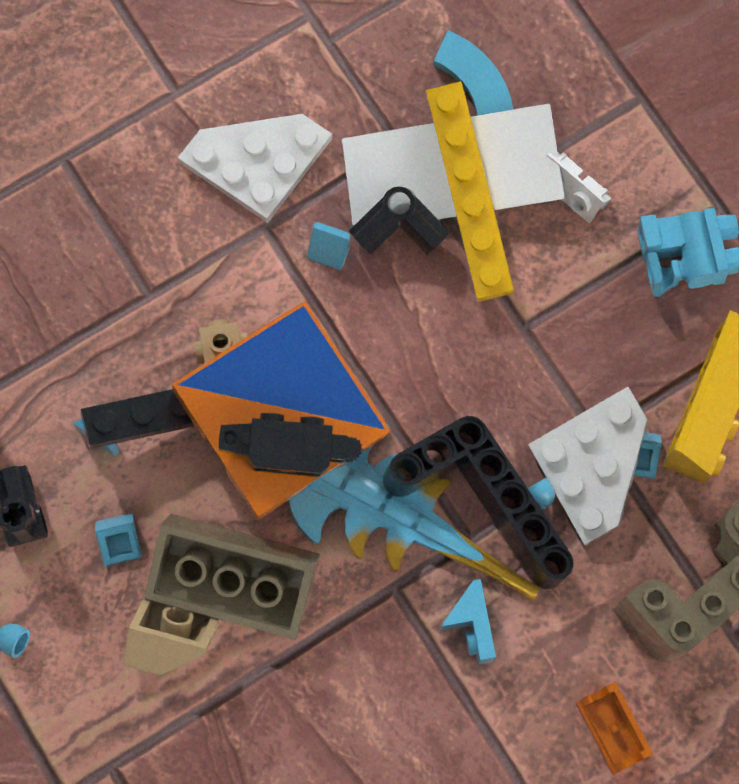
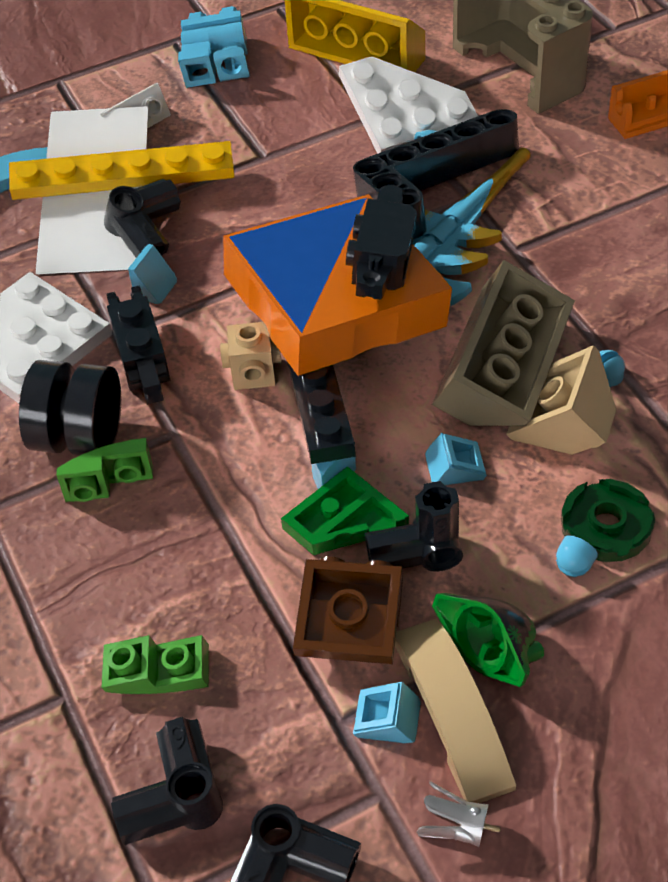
camera: 80 degrees left, 25 degrees down
(34, 662) = (611, 497): none -> dark green tile
(51, 447) = (341, 514): none -> green wing
(87, 243) = (91, 473): none -> bright green slope
(139, 205) = (69, 407): none -> black wheel
(233, 248) = (138, 344): none -> black hinge
(237, 668) = (613, 366): none -> medium azure hinge
(472, 612) = (548, 184): medium azure slope -> none

